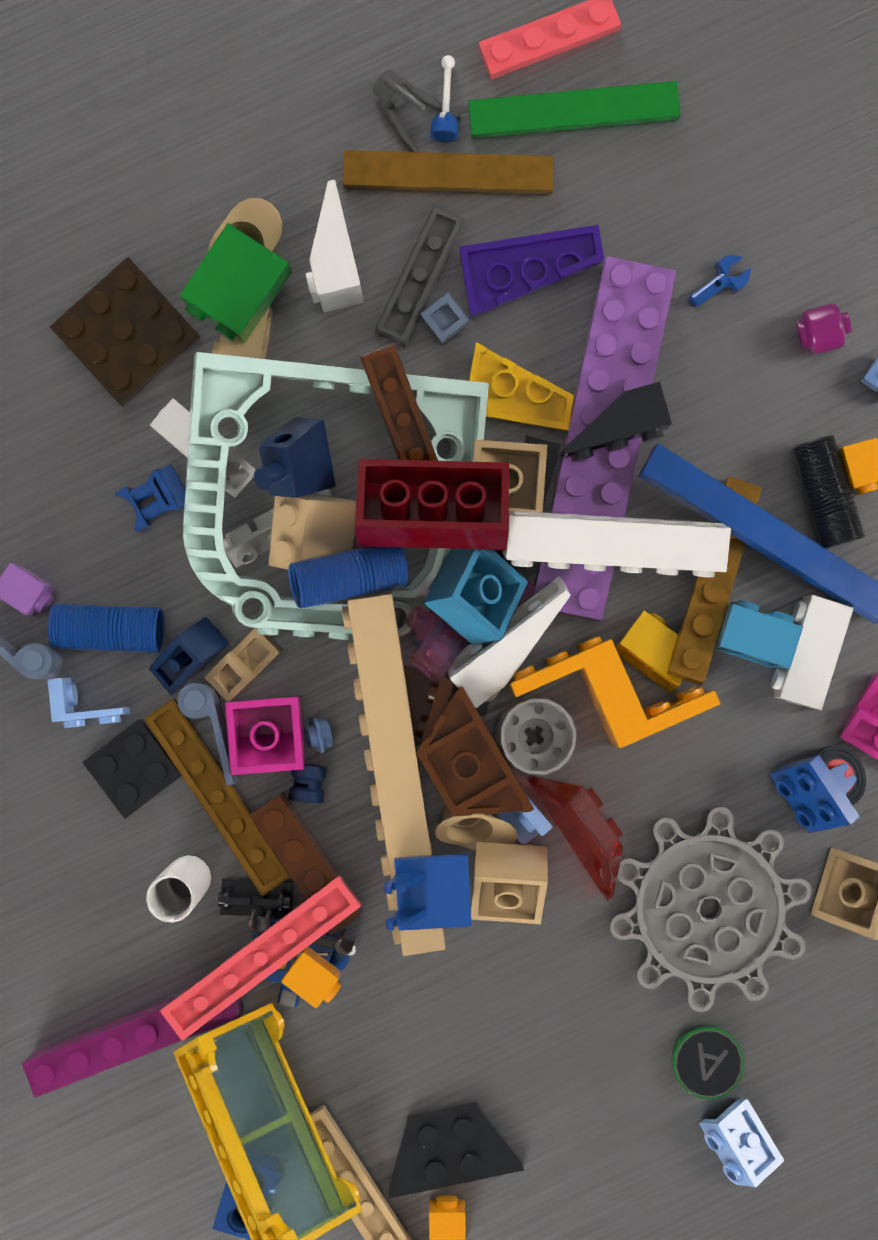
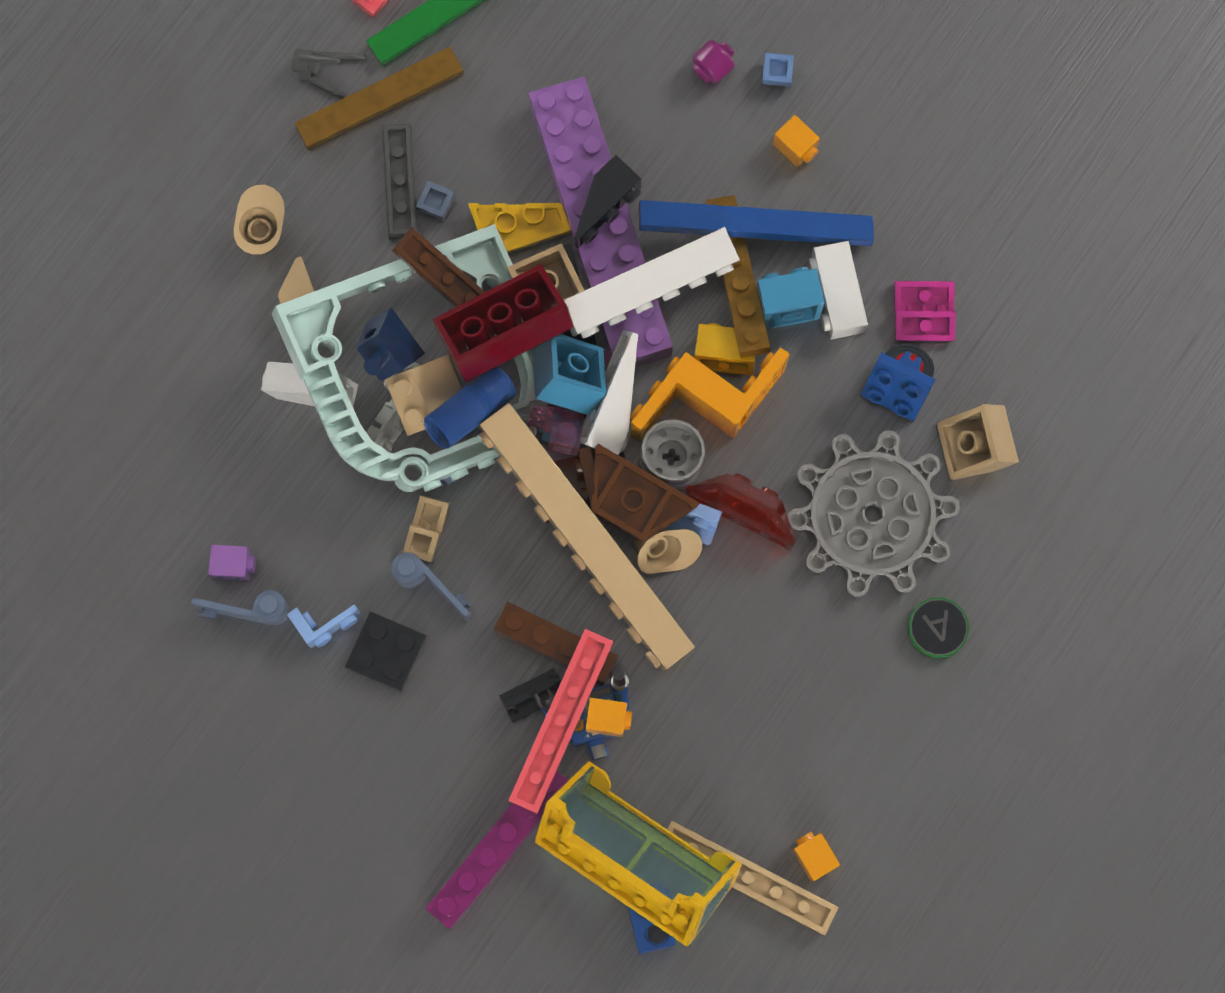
camera: 30 degrees left, 10 degrees down
(101, 627) = (306, 559): blue piece -> none
(125, 331) = (202, 337): dark brown plate -> none
(165, 902) = (466, 690): white piece -> none
(167, 489) = (298, 431): blue piece -> none
(188, 655) = (381, 543): dark blue slope -> none
(218, 800) = (462, 635): pearl gold tile -> none
(235, 284) = (271, 253): green brick -> none
(265, 735) = (472, 563): dark pink slope -> none
(313, 776) = (523, 586): dark blue wheel -> none
(318, 735) = (512, 547): medium blue plate -> none
(334, 271) = (338, 206): white slope -> none
(430, 892) = (660, 605): blue plate -> none
(445, 125) = (358, 66): hinge -> none
(450, 1150) = (785, 801): black wing -> none
(509, 882) = (715, 577): tan slope -> none
(521, 265) = (471, 133): dark purple wing -> none
(721, 281) = (621, 68): blue bar -> none
(742, 1144) = (997, 672): light blue bracket -> none
(823, 480) = (776, 165): black piece -> none

